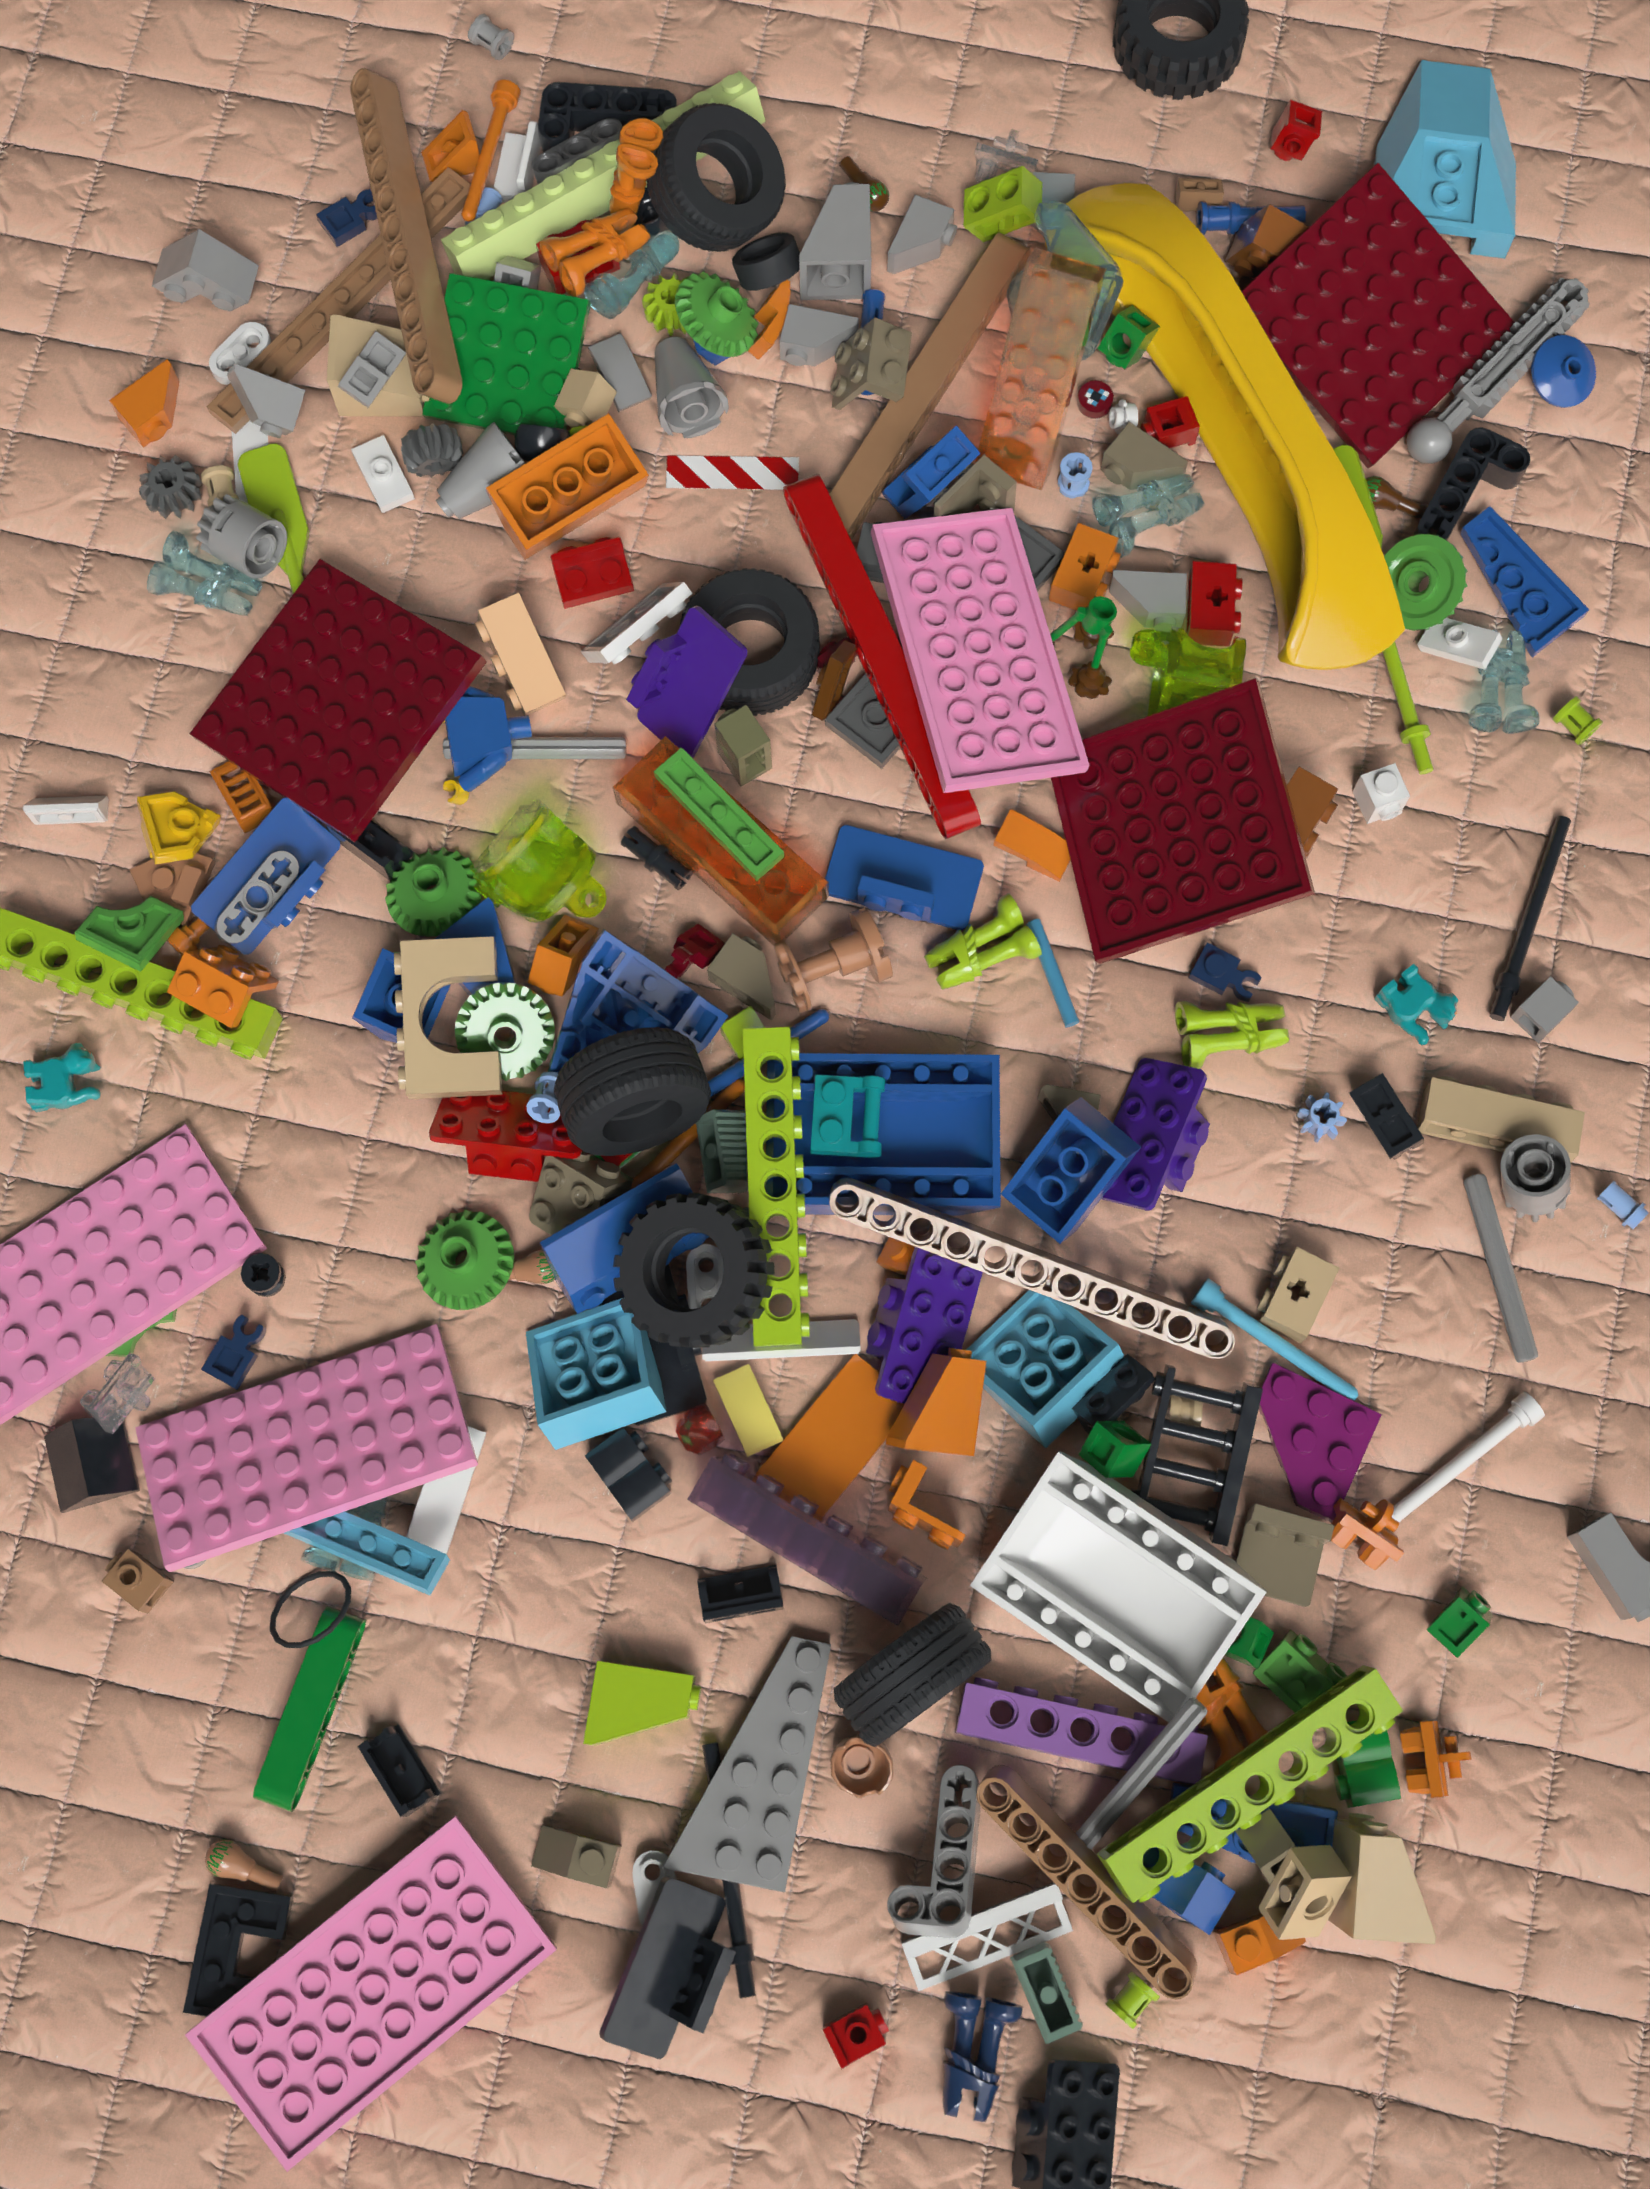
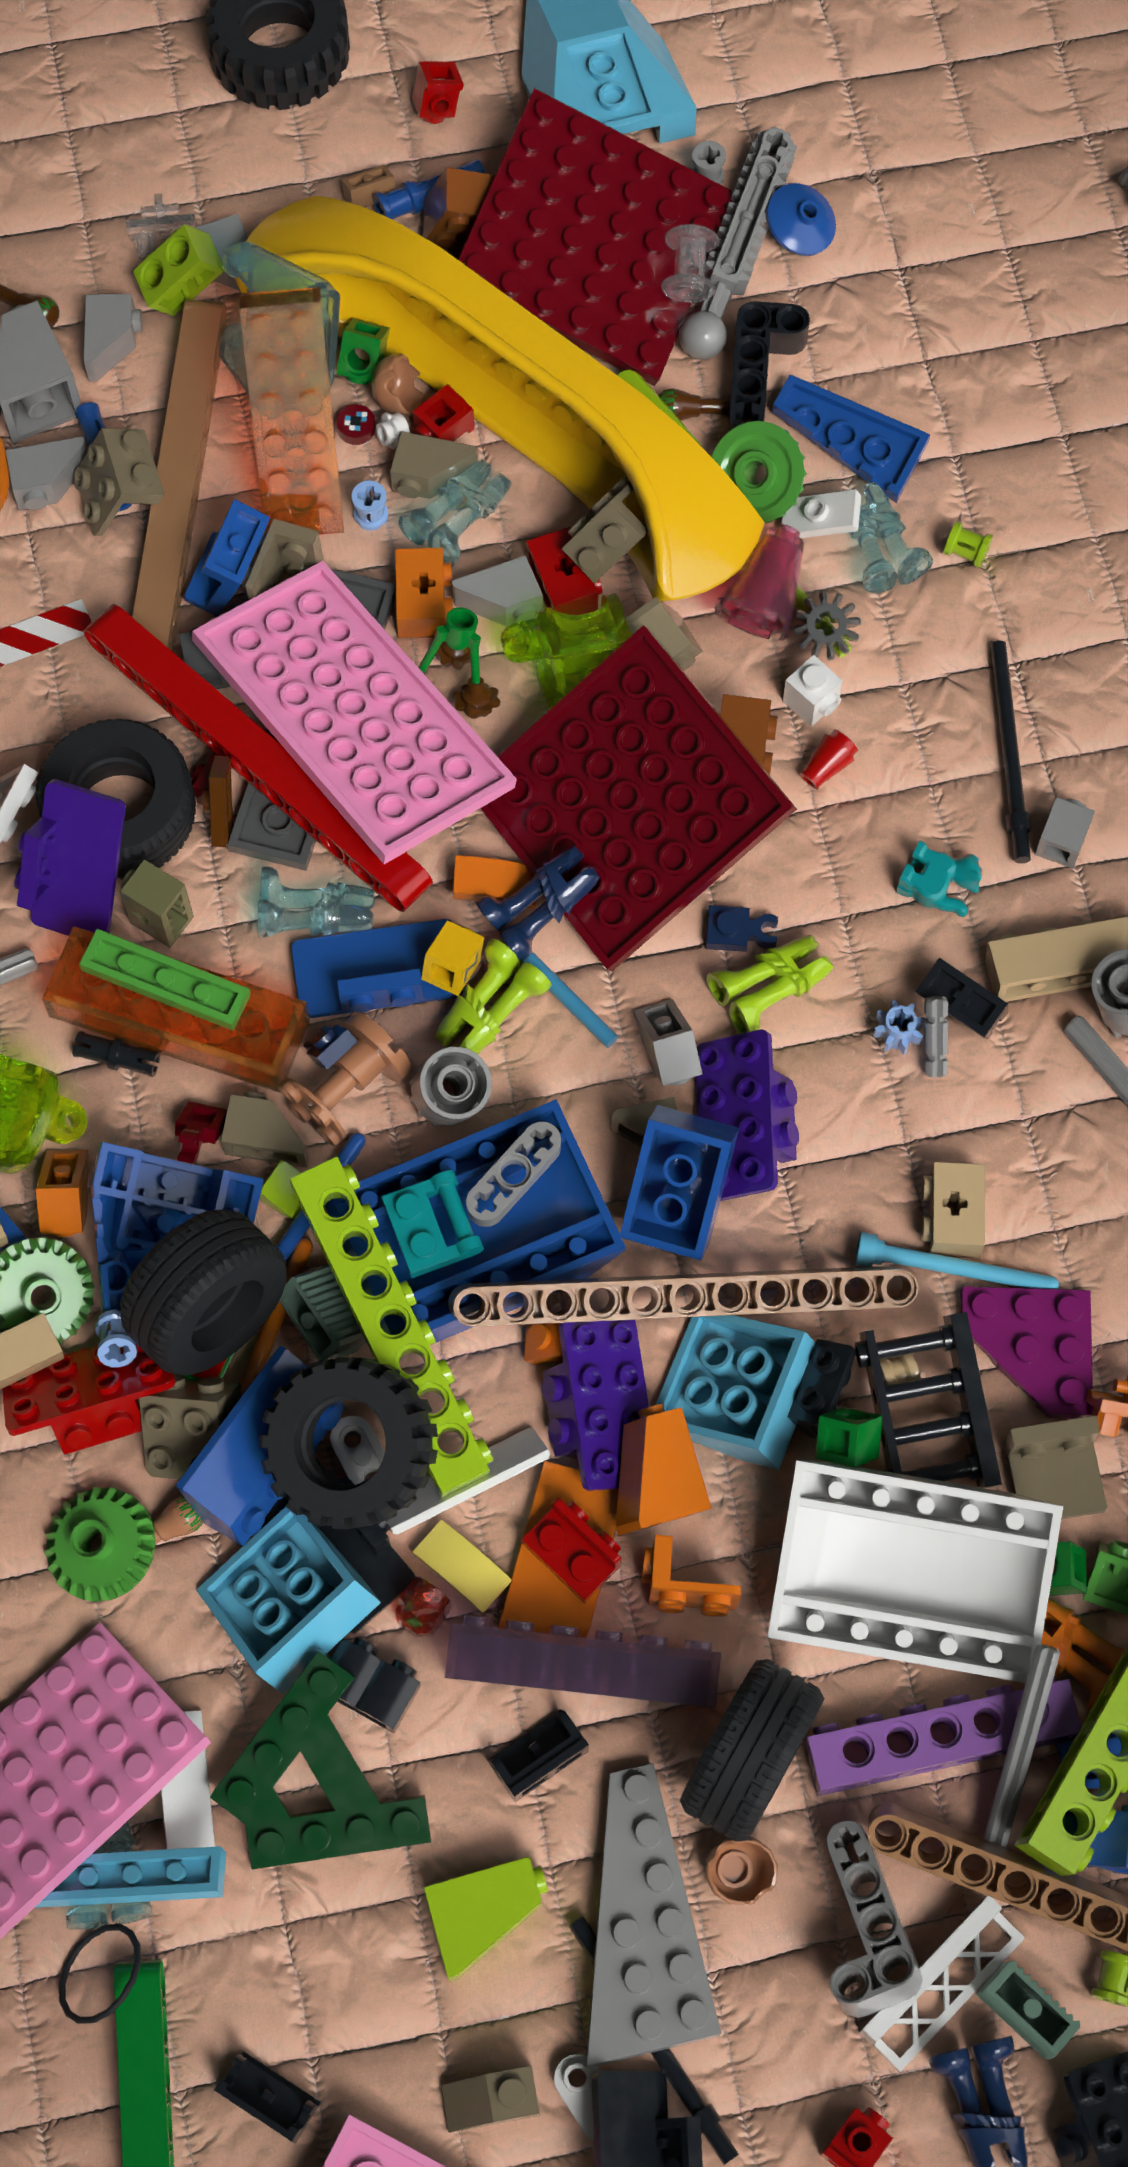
camera: 25 degrees left, 5 degrees down
(570, 1577) = (357, 1819): none -> dark green plate
(832, 927) = (329, 1045): none -> dark blue plate
(843, 1438) = (573, 1549): none -> red bracket
(890, 811) = (334, 907): none -> clear light blue piece
(904, 1107) = (485, 1189): none -> light grey beam
(935, 1002) = (465, 1073): none -> light grey gear
(968, 896) = (452, 958): none -> yellow brick
(1079, 884) = (559, 897): none -> dark blue piece
(1118, 1045) = (668, 1042): none -> light grey slope
(1142, 379) = (394, 385): none -> nougat hair
(1261, 583) = (605, 533): none -> dark tan bracket
(1278, 690) = (669, 630): none -> dark tan slope
(1349, 1139) = (936, 1036): none -> light grey axle
(1369, 858) = (829, 758): none -> red cone
(1380, 687) = (766, 587): none -> clear pink cone
(1429, 736) = (836, 616): none -> dark grey gear
(1439, 385) = (689, 278): none -> clear hose
(1505, 287) = (709, 159): none -> light grey bush

